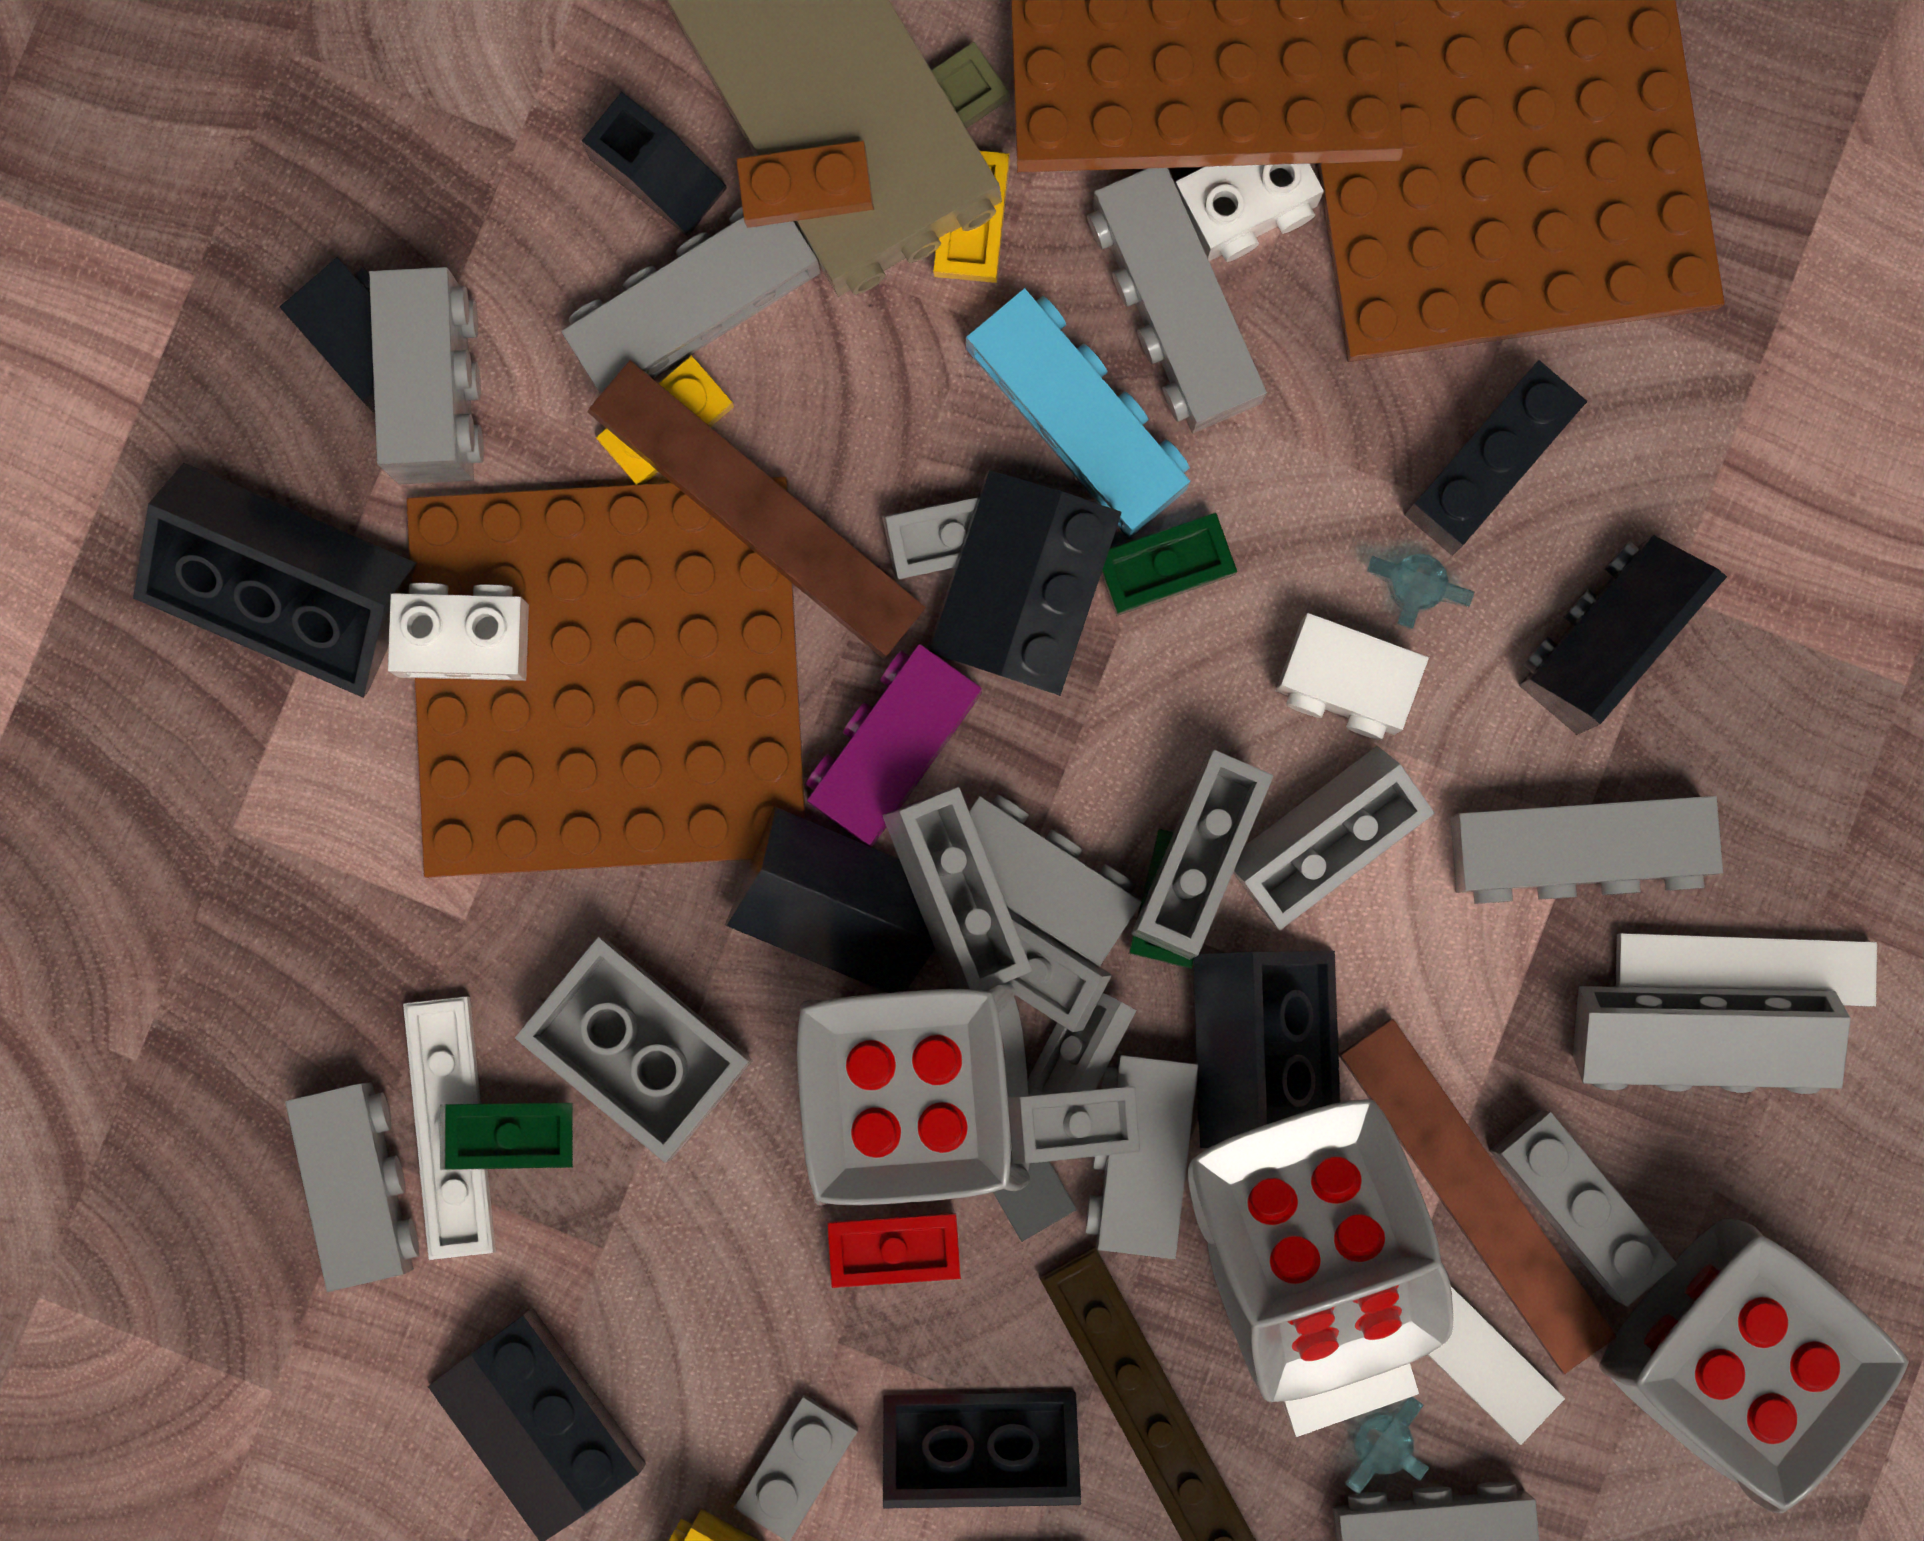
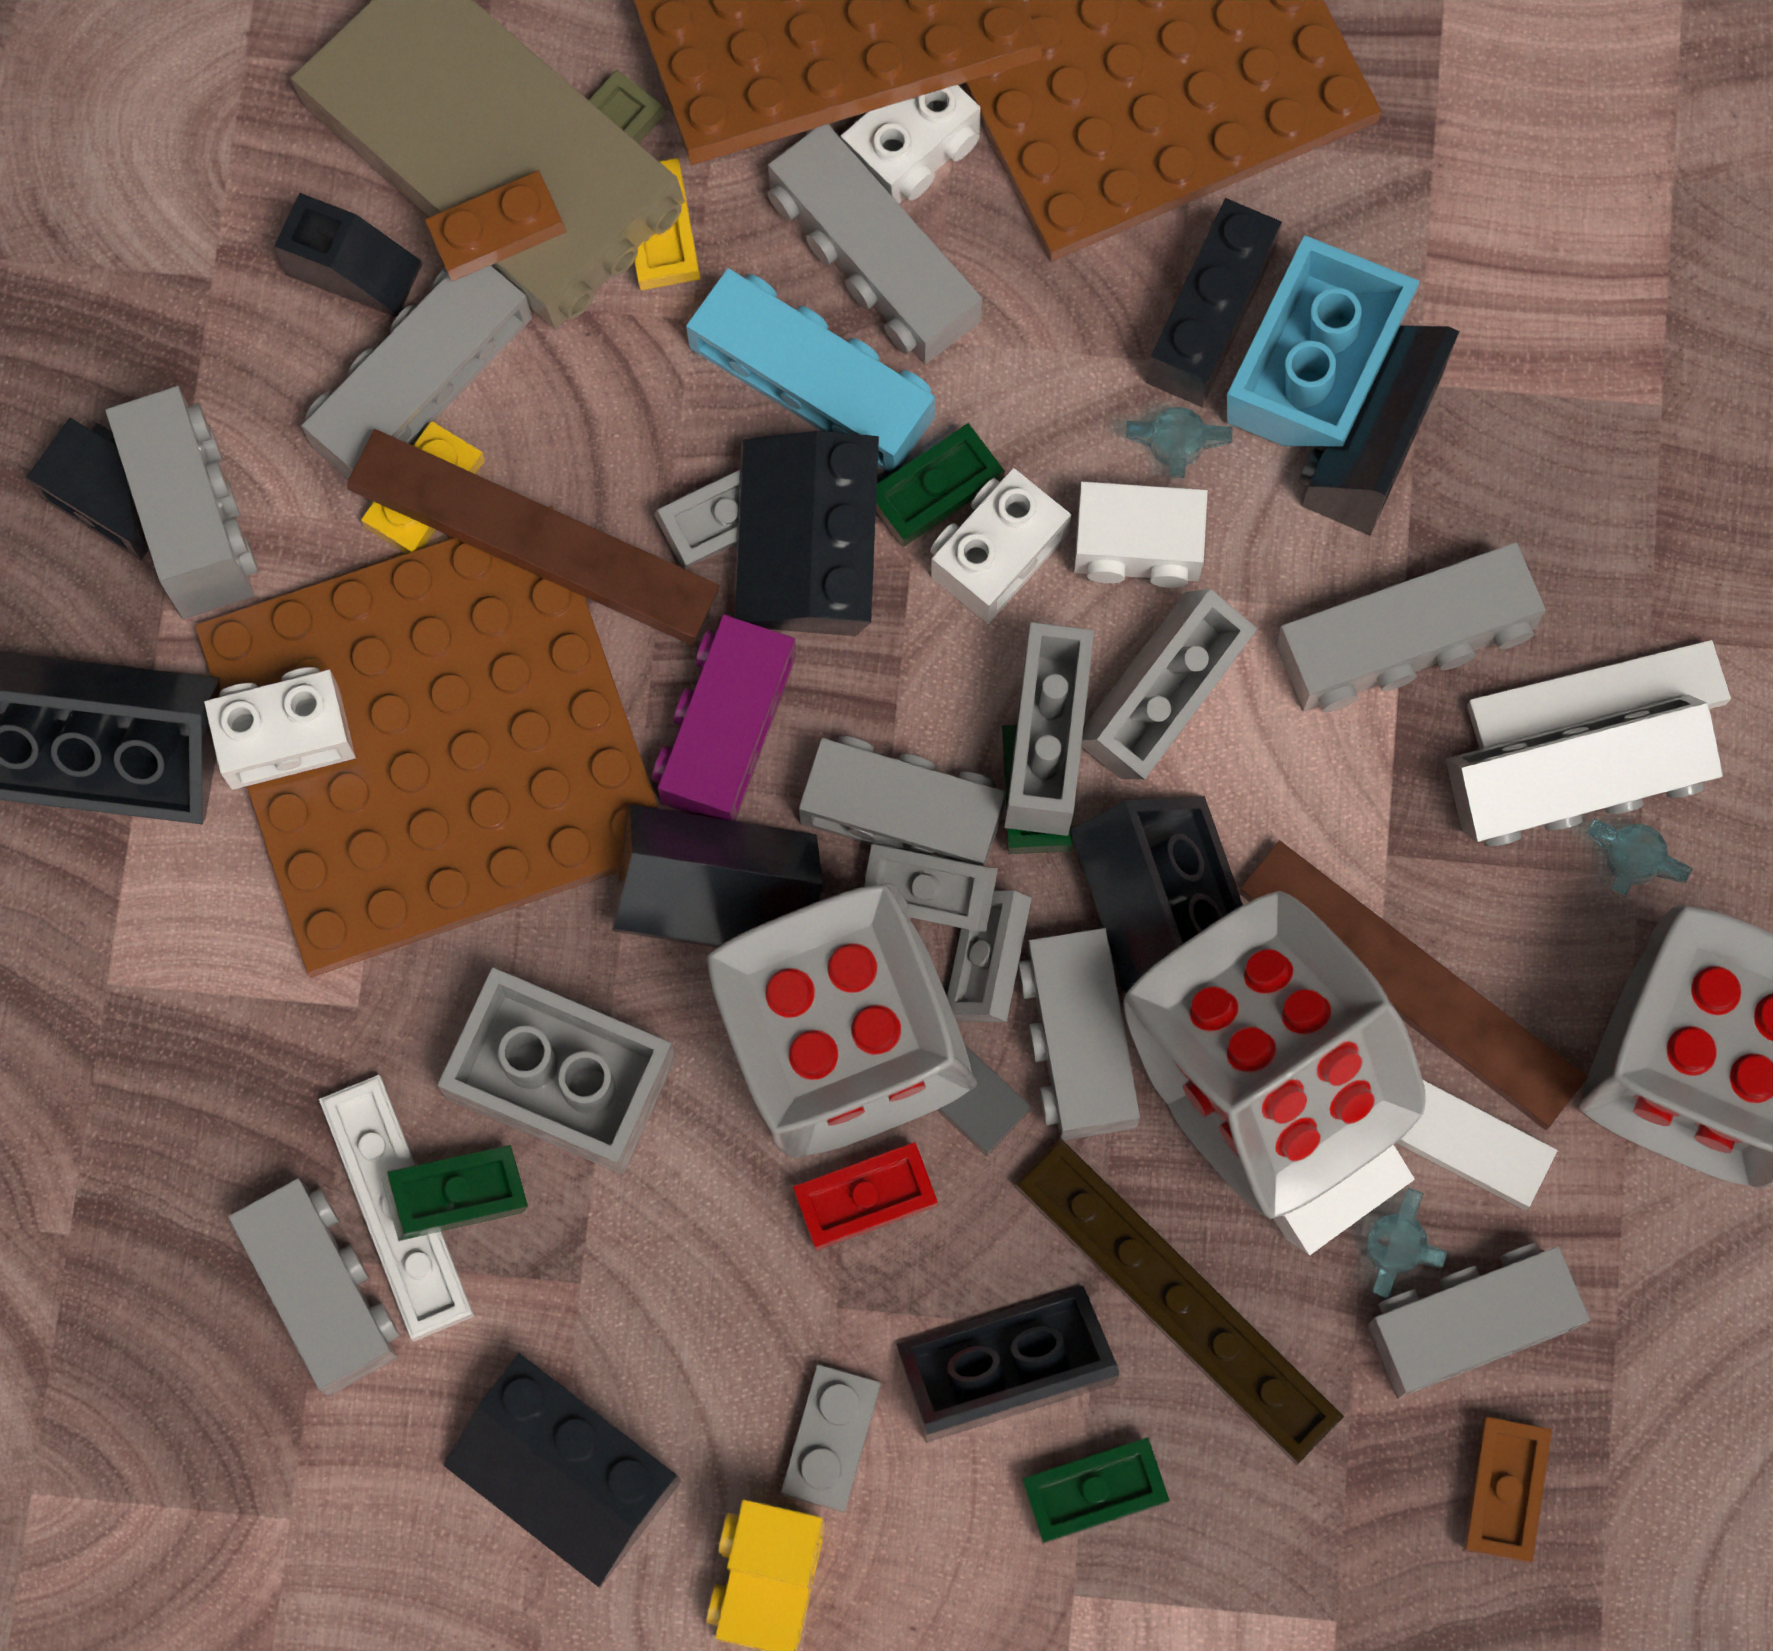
camera: 15 degrees left, 10 degrees down
(957, 892) = (821, 813): light grey brick -> none
(1073, 1125) = (1005, 1008): light grey plate -> none
(1210, 644) = (998, 544): none -> white brick
(1583, 1207) = (1515, 961): light grey brick -> none
(1586, 541) = (1319, 347): none -> medium azure slope
(1729, 1139) = (1636, 855): none -> clear light blue piece

